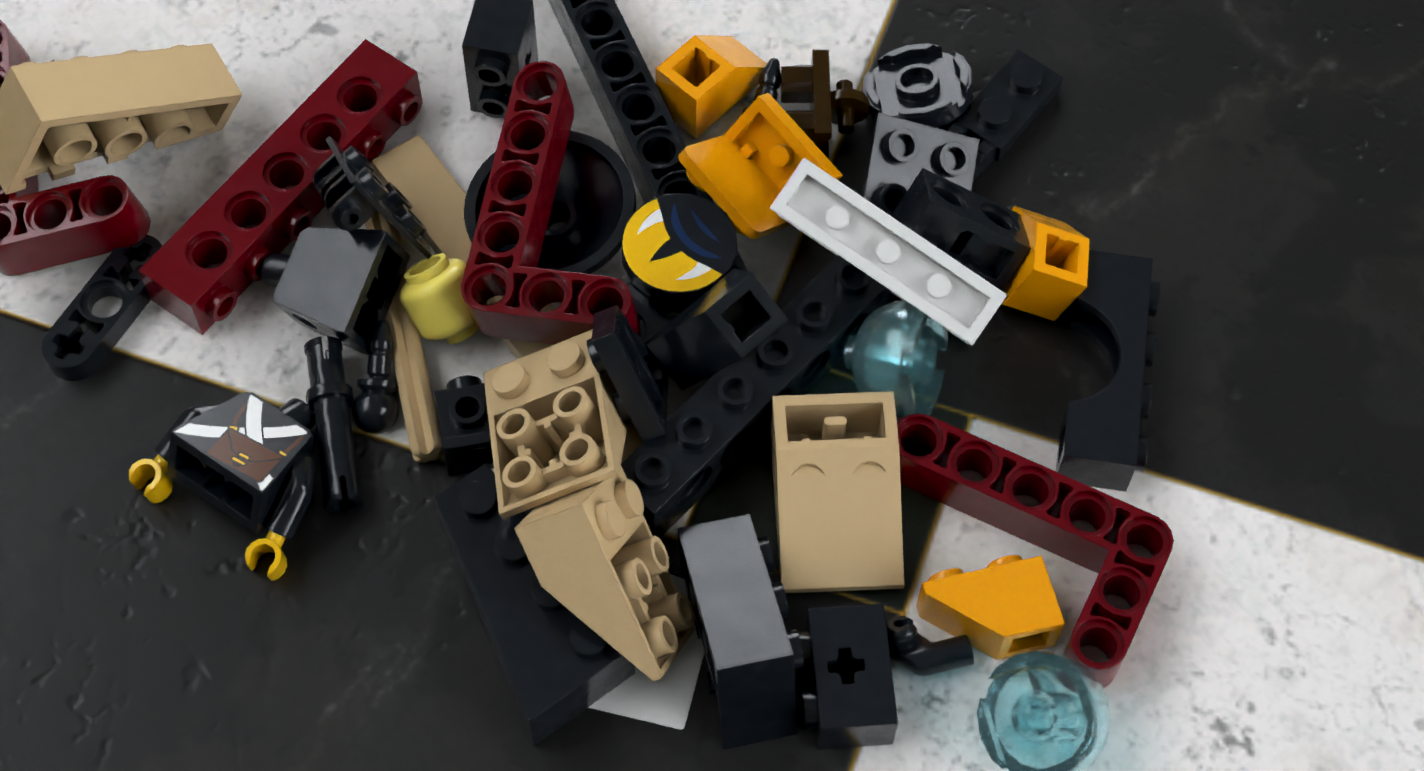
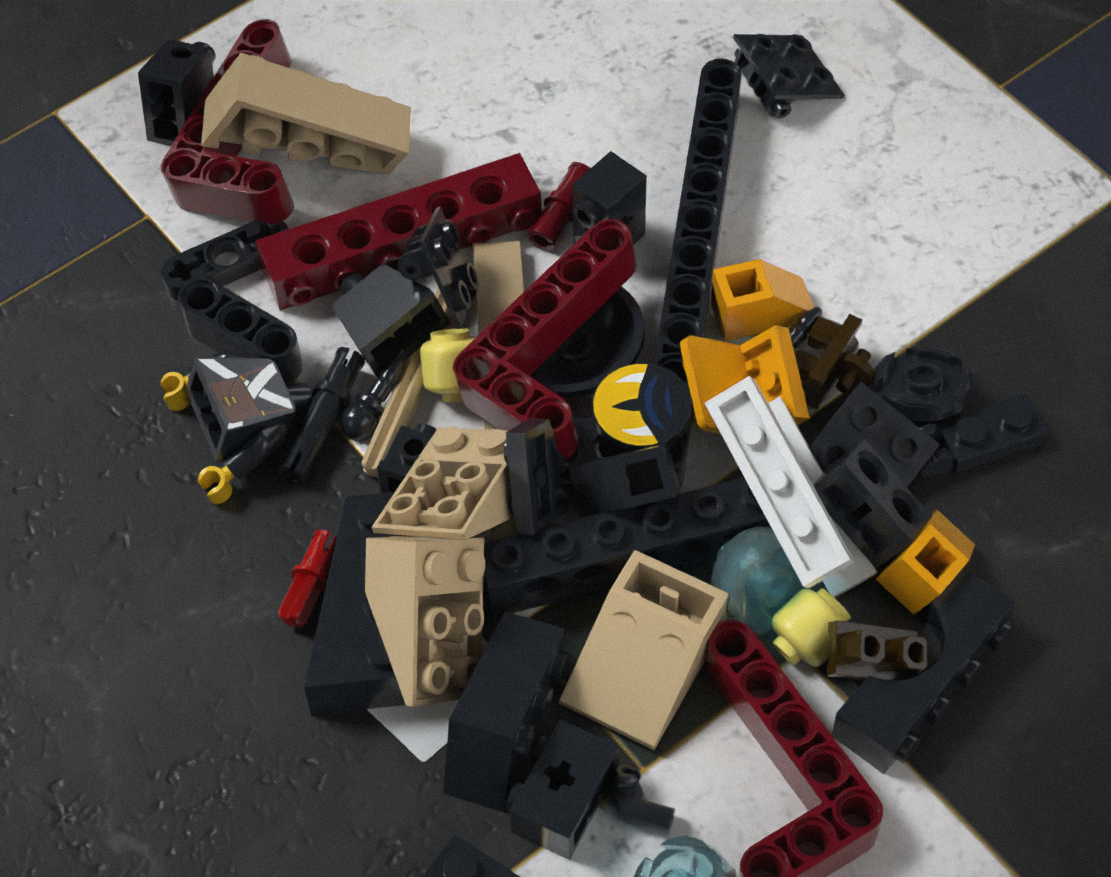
camera: 35 degrees right, 5 degrees down
(162, 361) = (238, 326): none -> black beam
(438, 76) = (557, 210): none -> dark red pin
(441, 604) = (308, 581): none -> red axle
(975, 384) = (804, 626): none -> light yellow head
(999, 608) = (710, 798): light orange slope -> none
(1059, 375) = (875, 651): none -> dark brown hips

